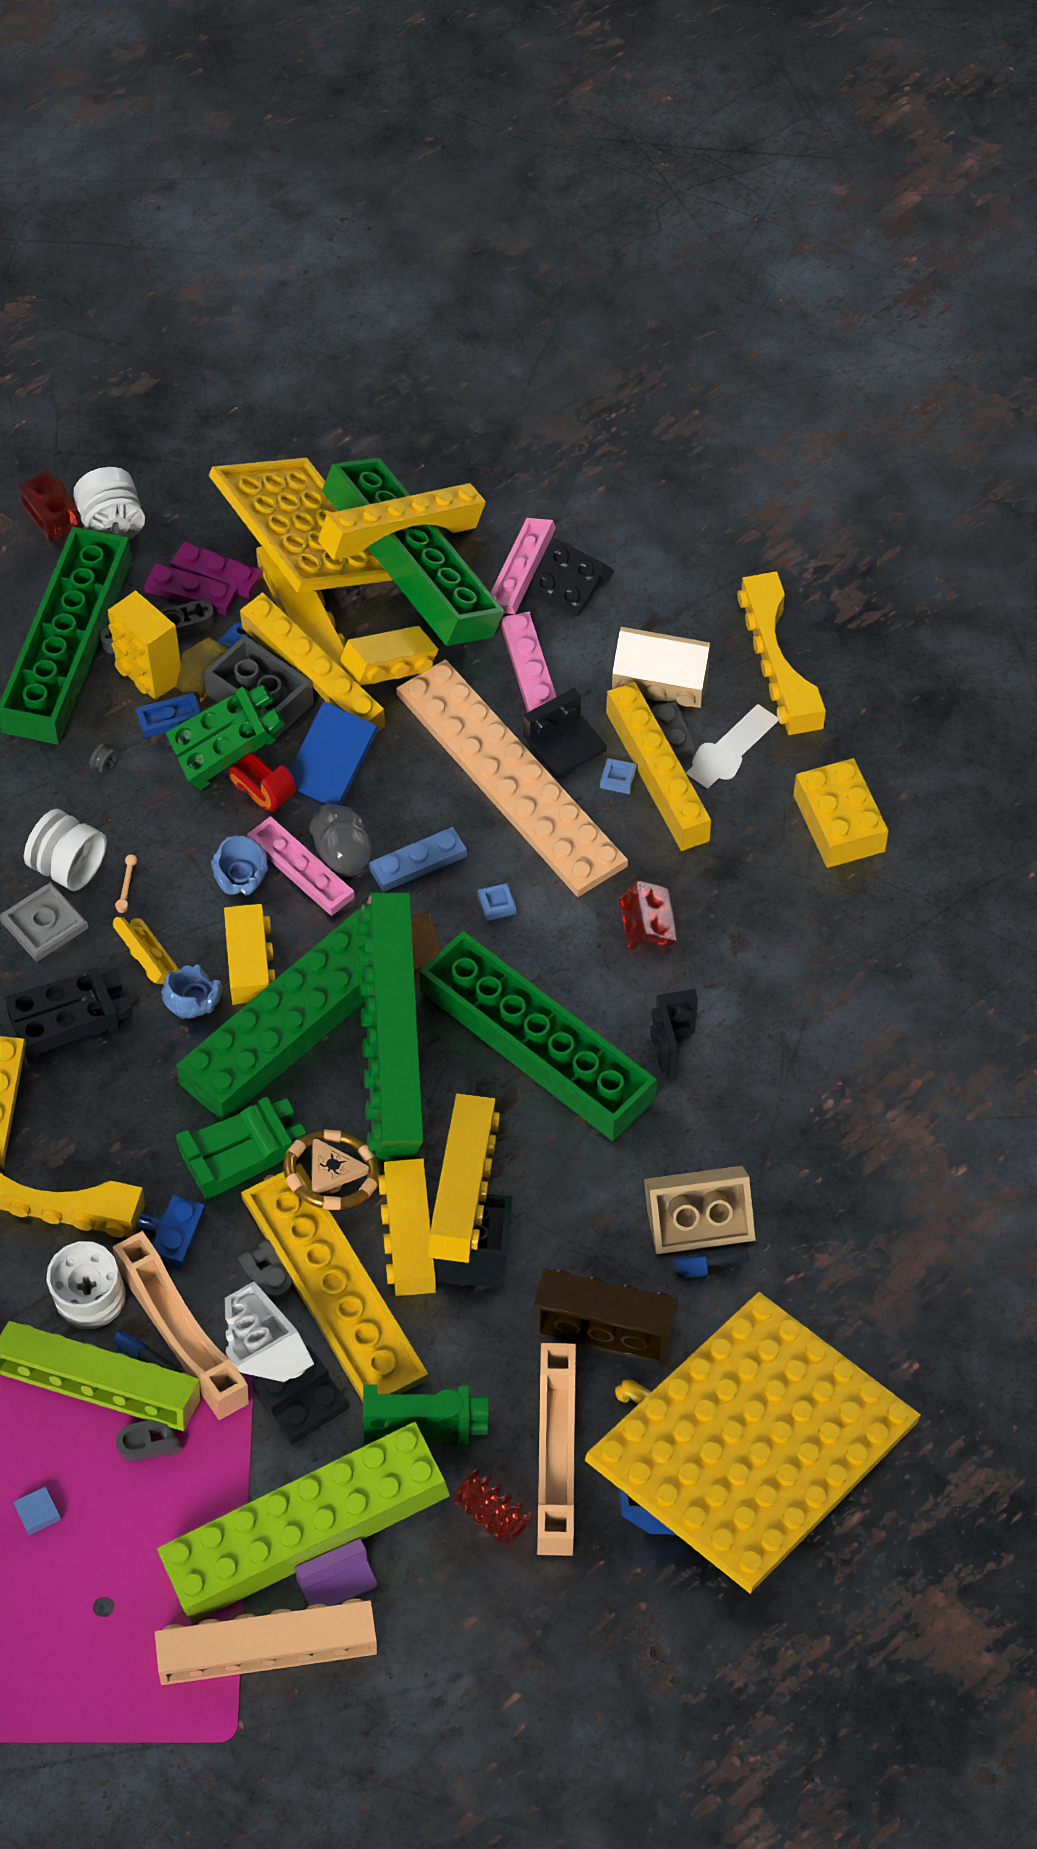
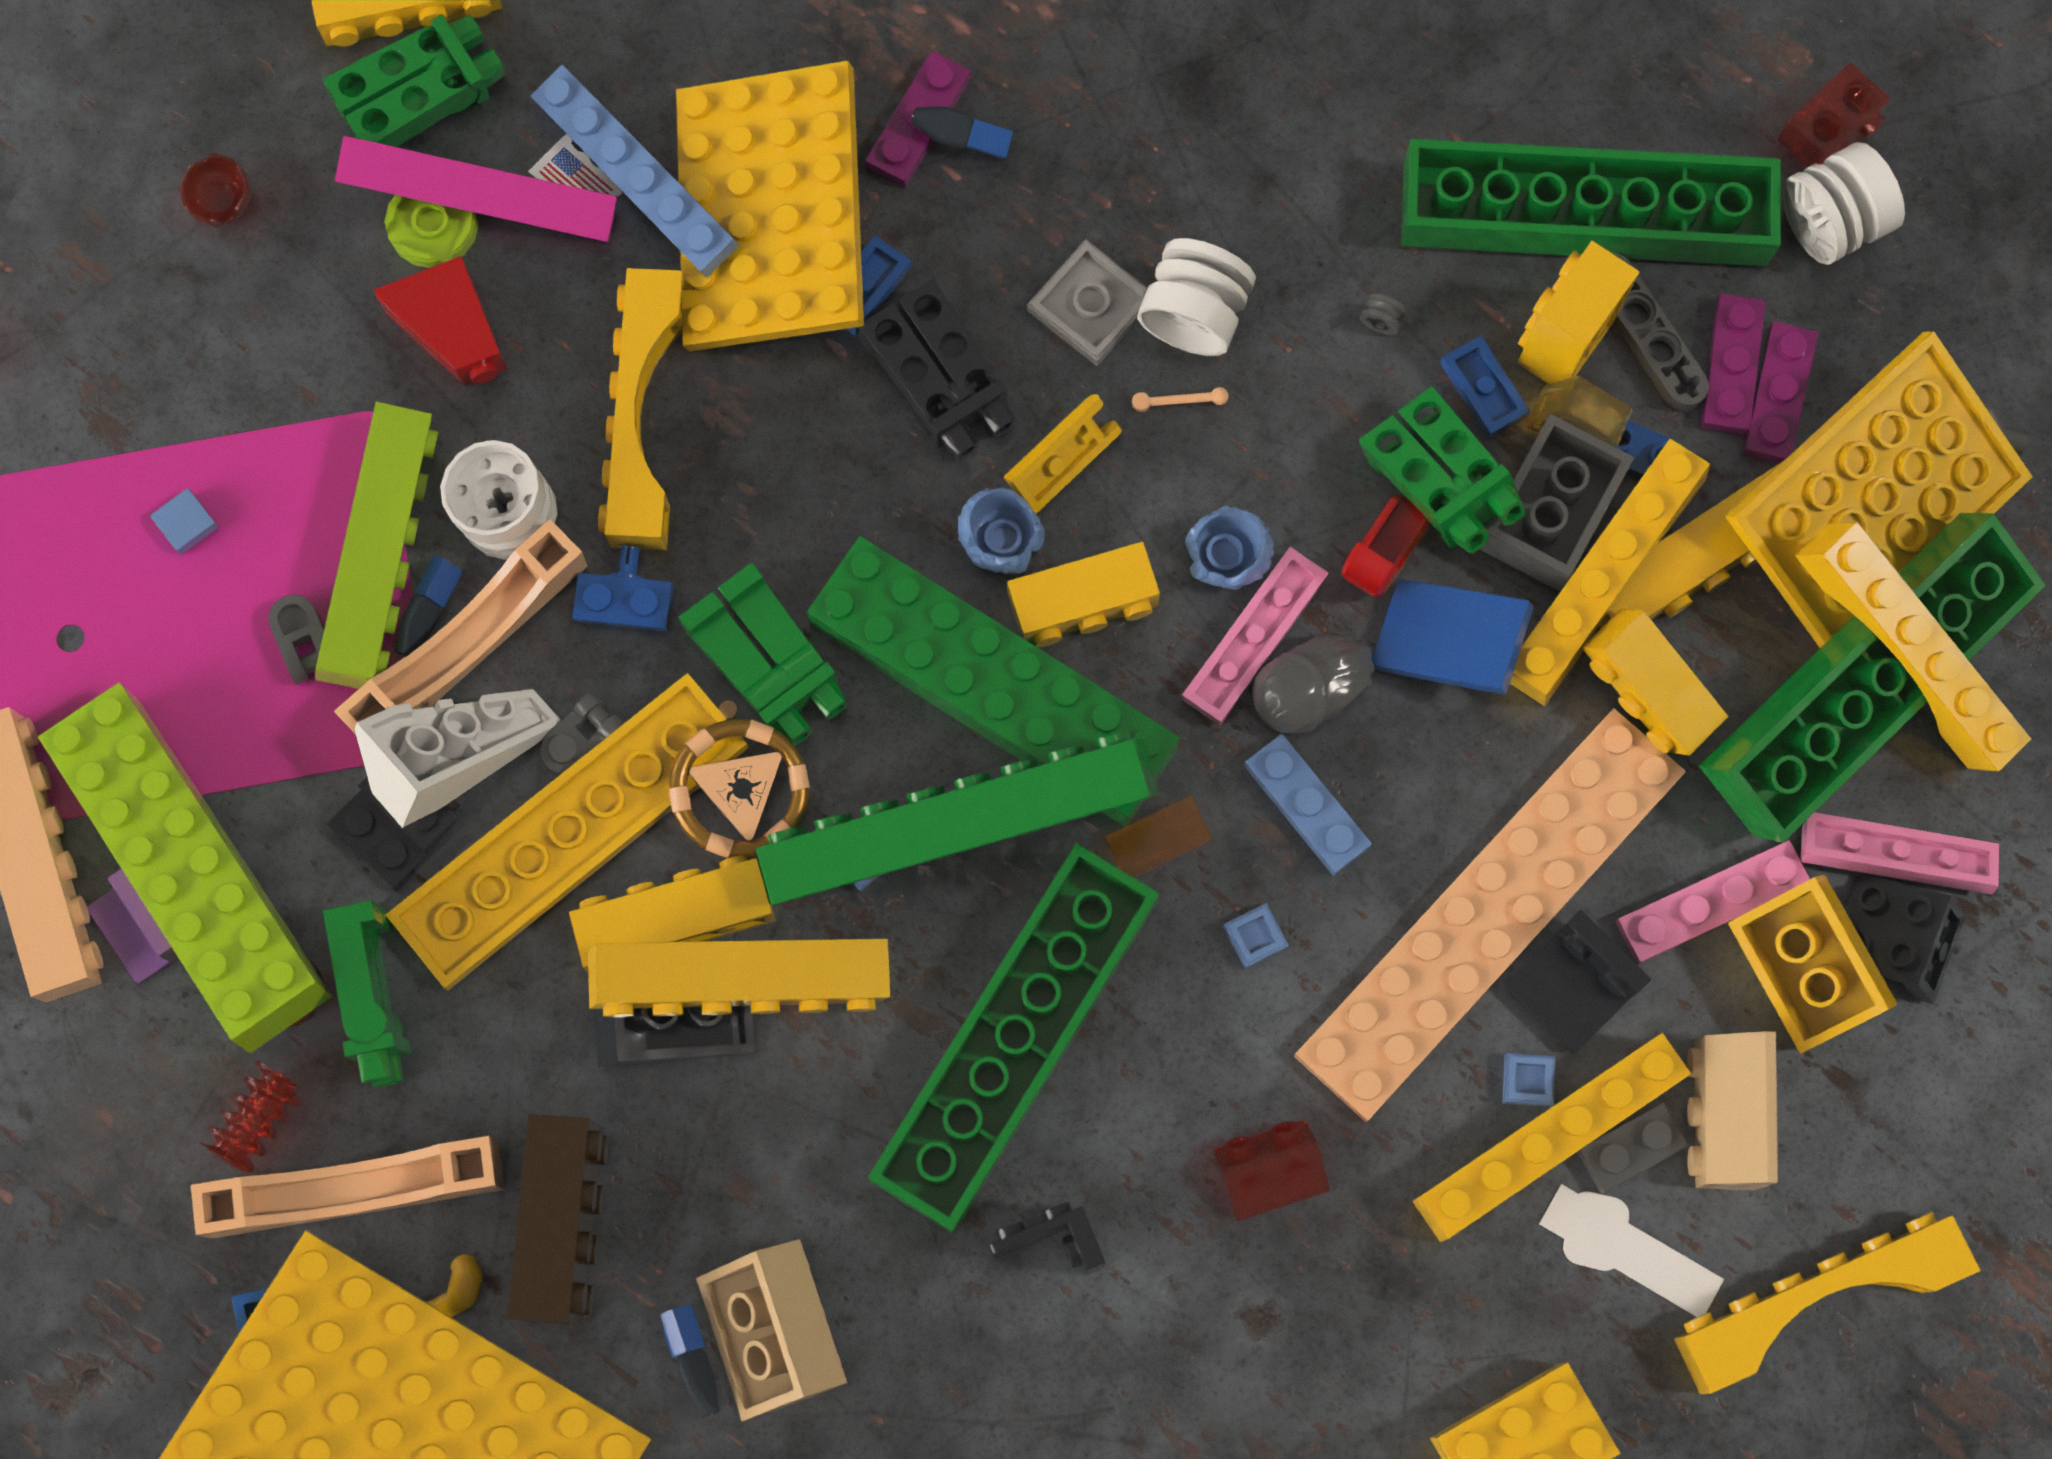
camera: 80 degrees right, 20 degrees up
(579, 612) = (1812, 963): none -> yellow brick

